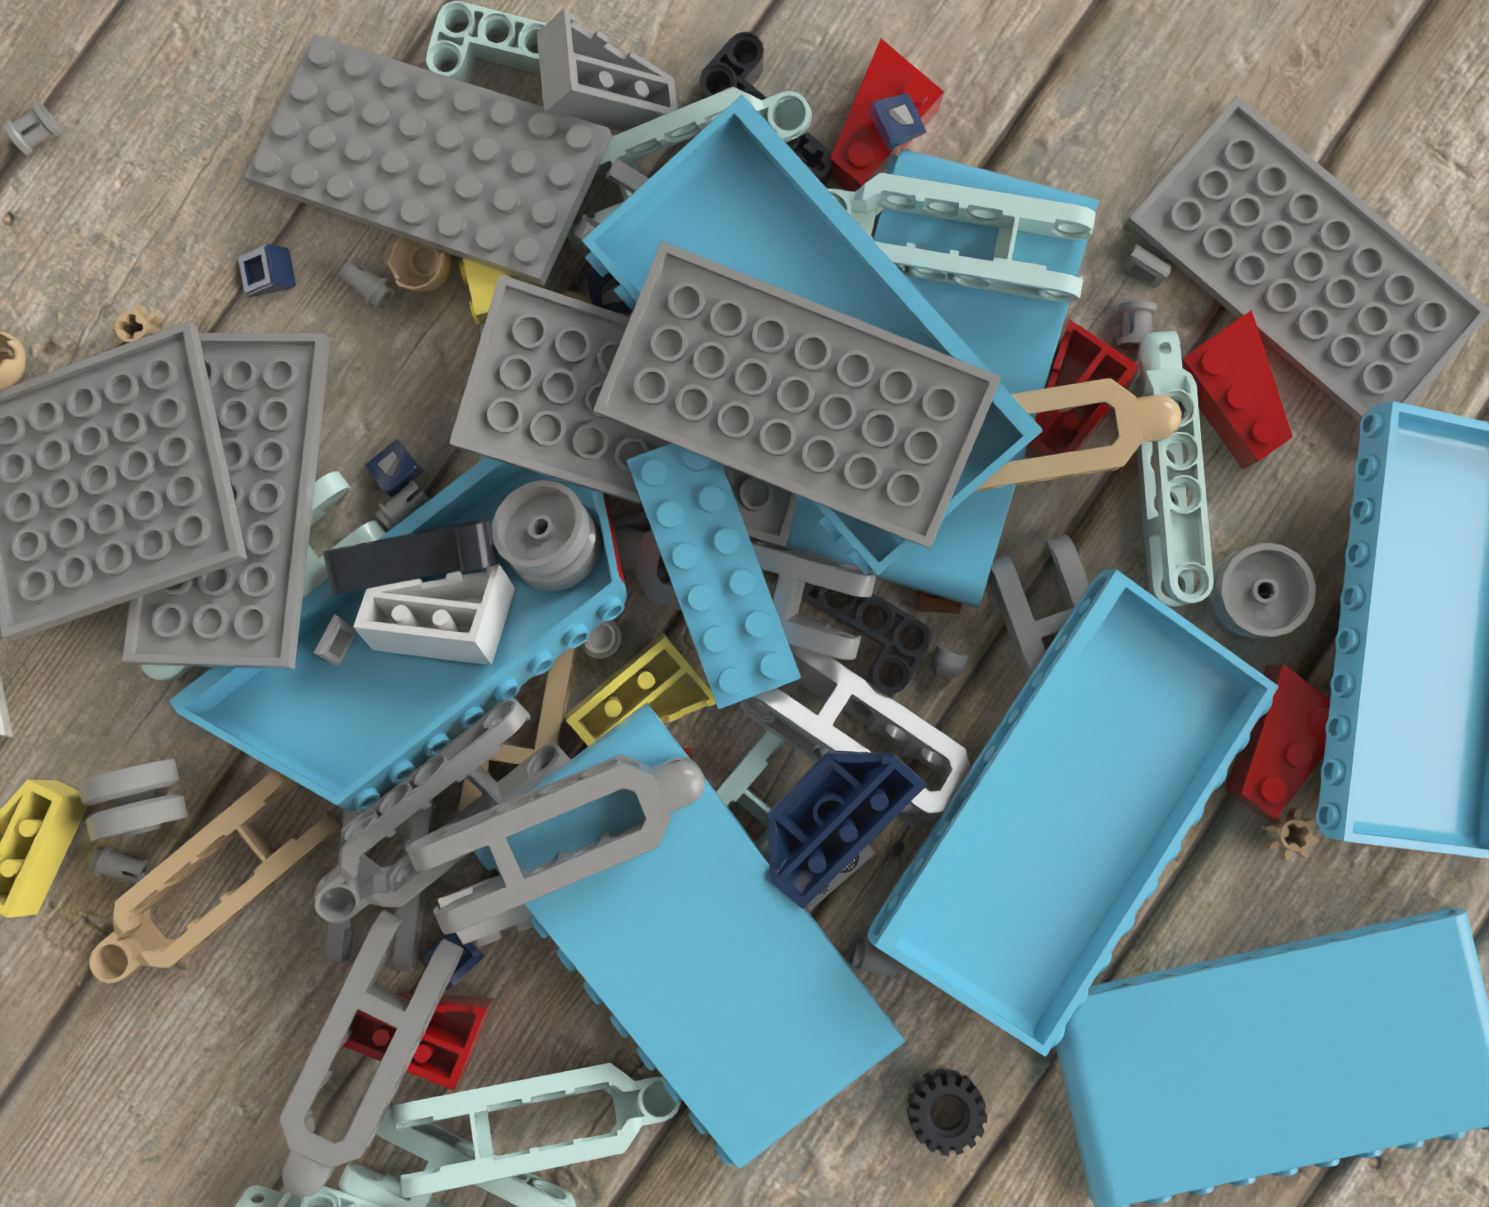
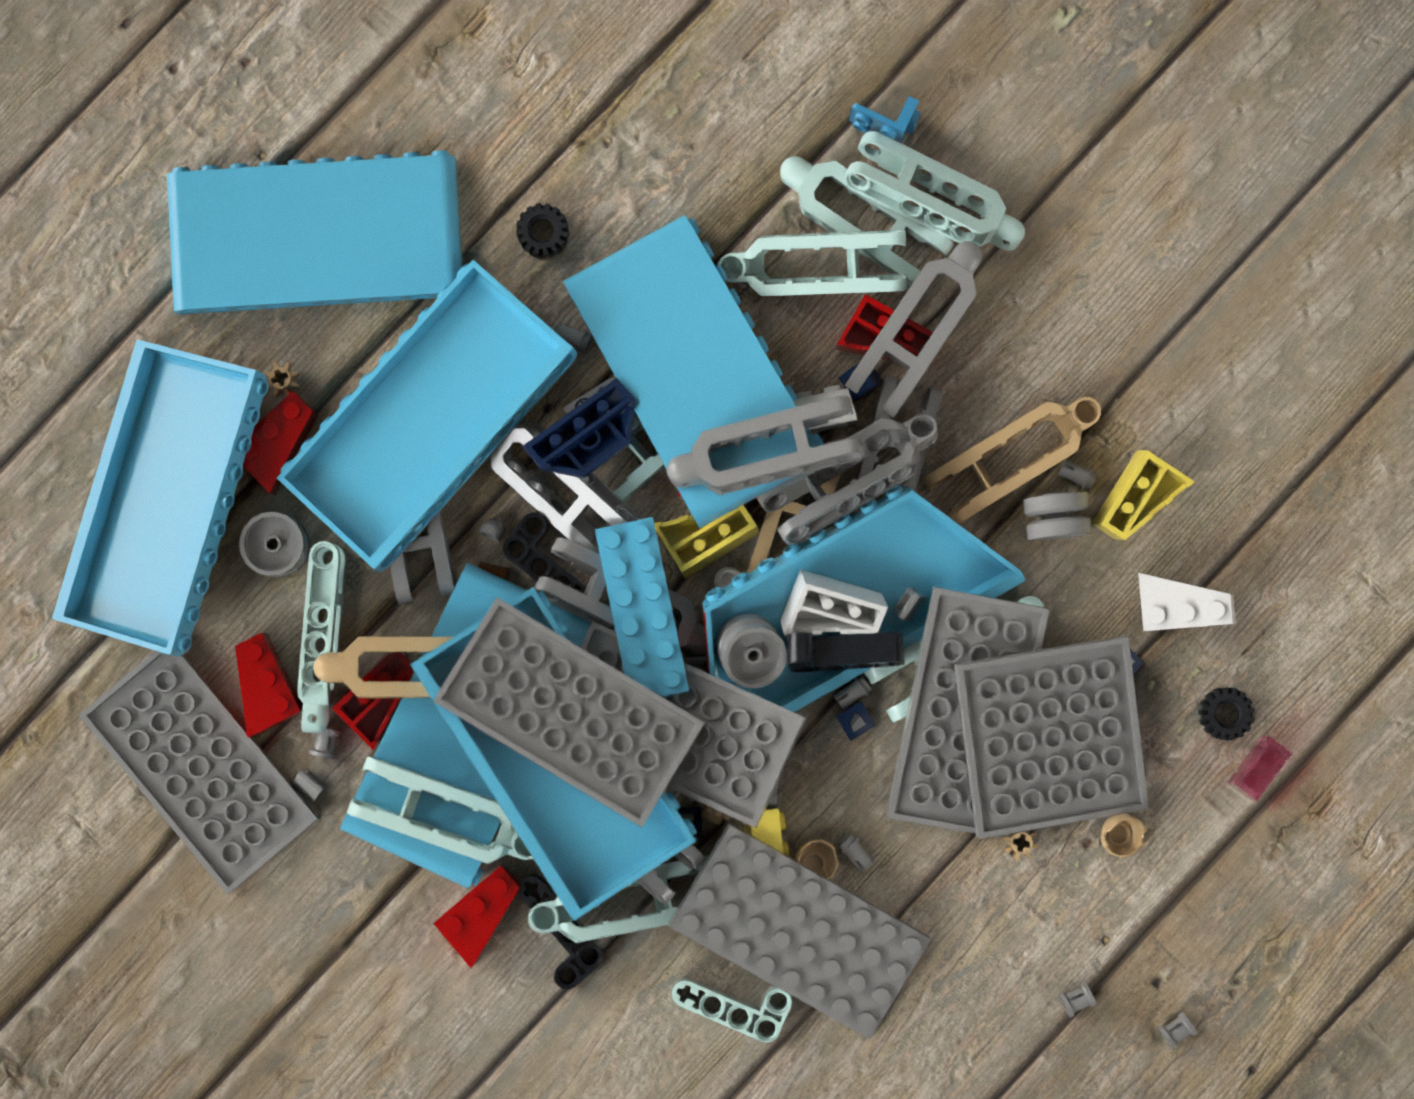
camera: 170 degrees left, 0 degrees up
(266, 270) = (926, 874): dark blue slope -> none
(597, 81) = (670, 962): light grey wedge -> none
(896, 120) = (469, 904): dark blue slope -> none

